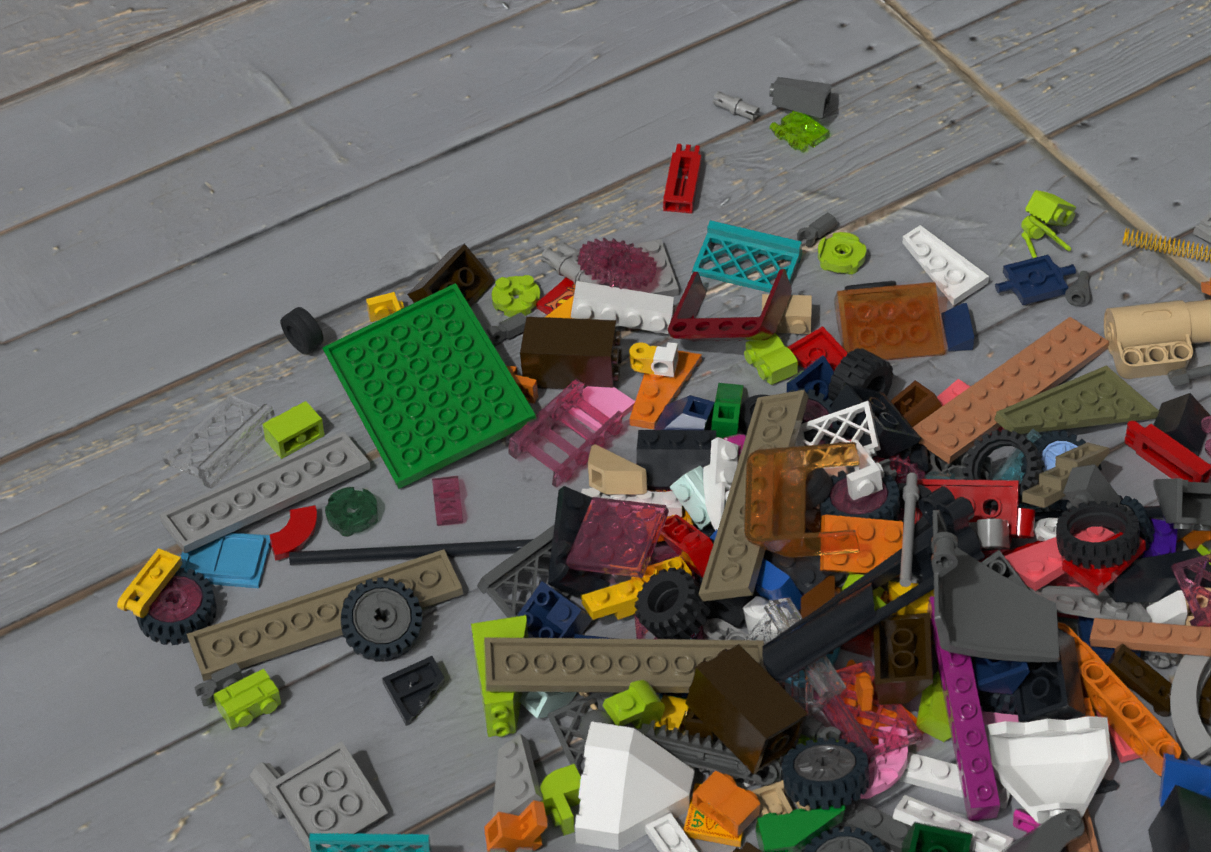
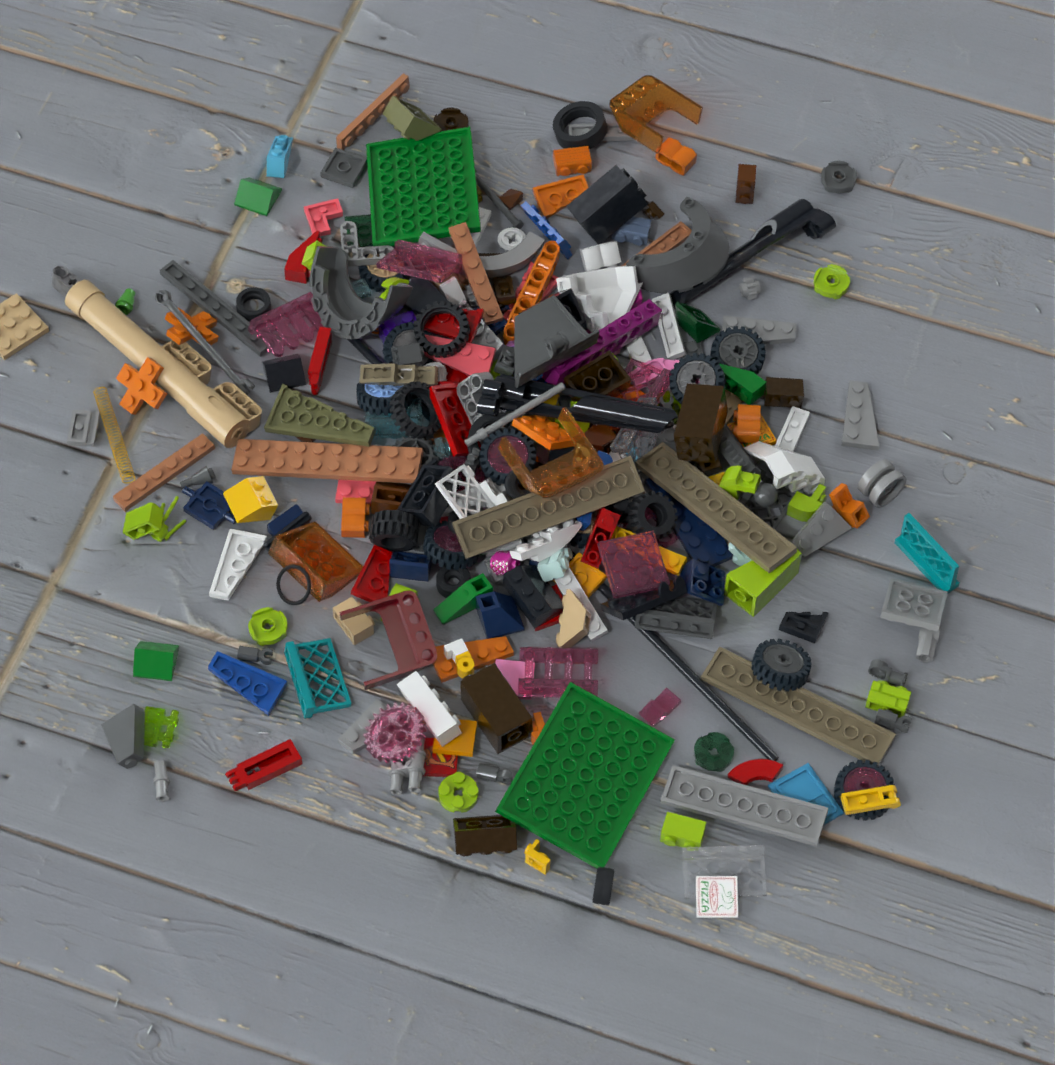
camera: 130 degrees left, 10 degrees up
(201, 414) = (716, 897): none -> white tile
(277, 721) = (881, 670): none -> dark grey connector
(790, 210) = (252, 683): none -> blue wing
(864, 692) = (630, 392): orange tile -> none
(868, 478) = (490, 448): white bracket -> none
(880, 162) = (155, 660): none -> green slope
(914, 368) = (353, 517): none -> orange brick
(947, 321) = (301, 520): none -> black axle
(1008, 304) = (251, 500): none -> yellow slope
(1111, 261) = (163, 472): none -> nougat plate
(1127, 819) = (600, 256): none -> white brick

